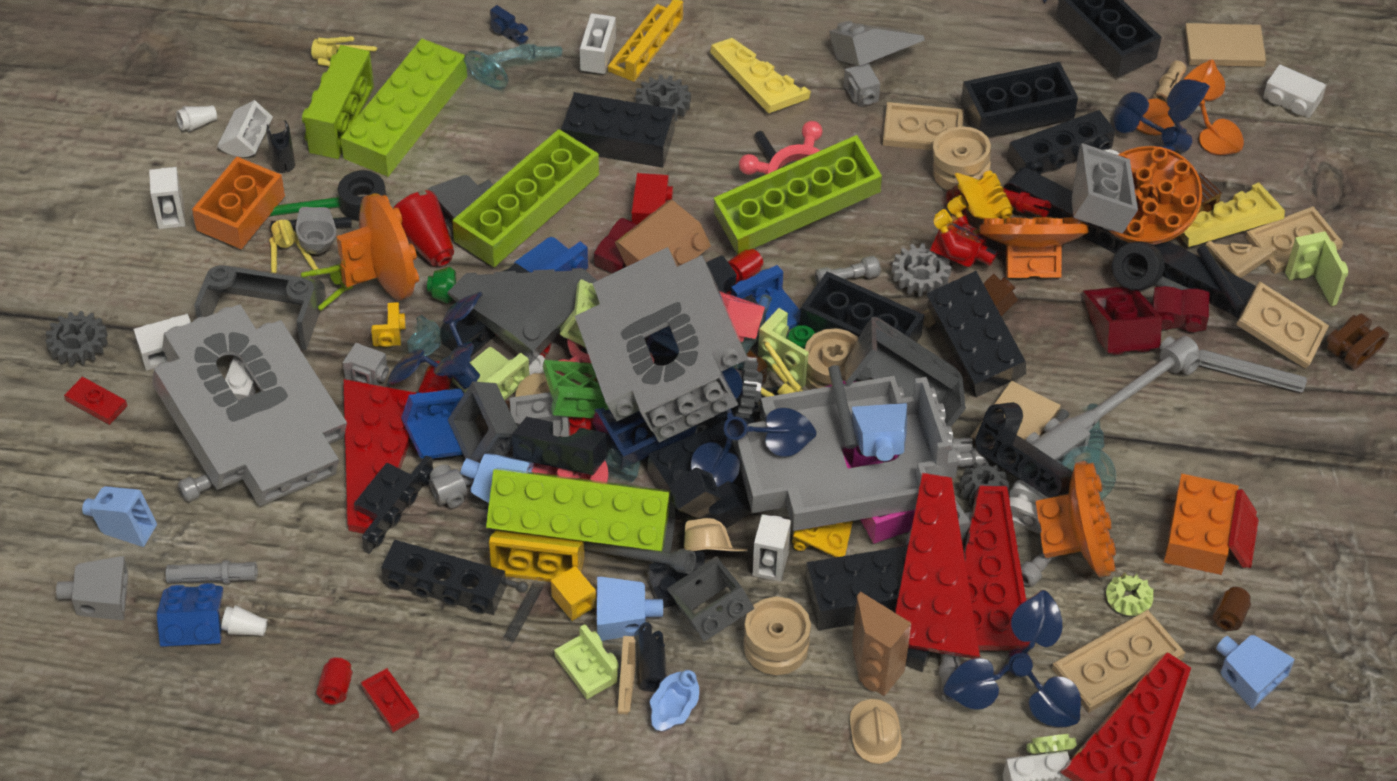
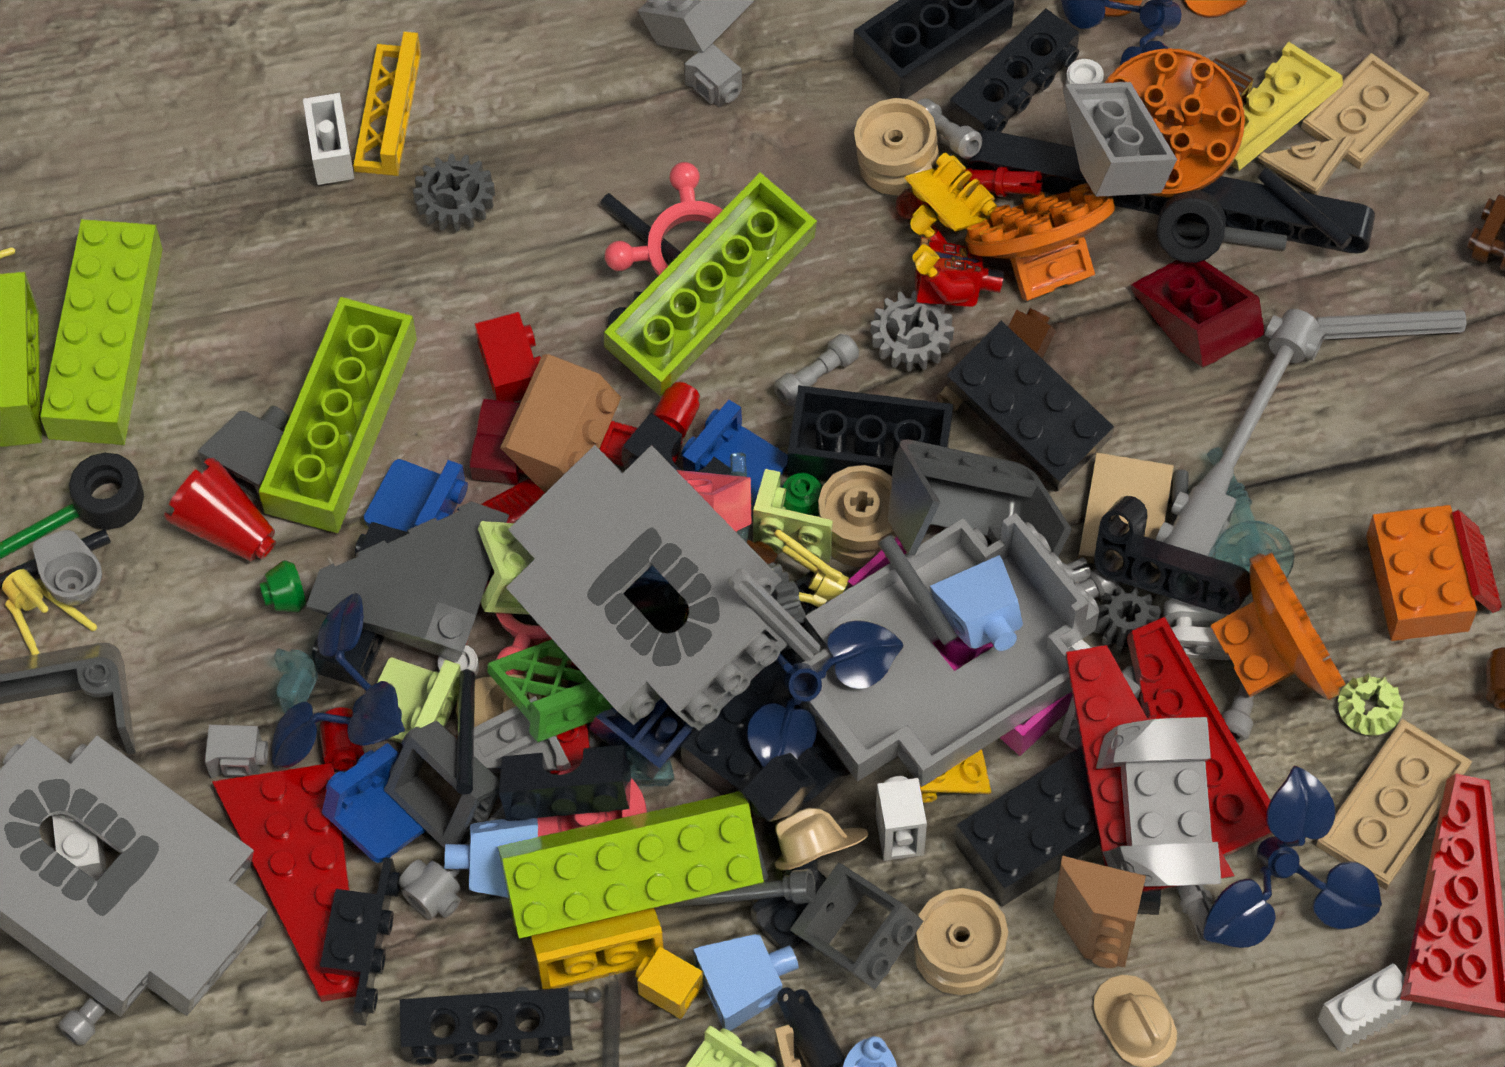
camera: 20 degrees left, 10 degrees up
(335, 274) = (134, 625): lime plant -> none
(379, 249) = (185, 576): orange bracket -> none
(390, 333) = (246, 689): yellow bracket -> none
(490, 65) = (196, 227): clear light blue dish -> none
(504, 24) = (183, 151): dark blue plate -> none
(510, 395) = (465, 739): none -> black bar
(621, 128) = (417, 261): black brick -> none
(733, 377) = (774, 614): none -> light grey axle
(758, 77) = (567, 112): light yellow wing -> none
(918, 124) = (815, 109): tan tile -> none
(949, 586) = (1164, 801): none -> light grey piece
(1006, 166) = (963, 140): none -> light grey piece
(1051, 744) = (1366, 958): yellowish green gear -> none
(1182, 308) = (1269, 266): dark red brick -> none
(1282, 325) = (1405, 245): tan tile -> none
(1318, 257) = (1419, 132): yellowish green bracket -> none

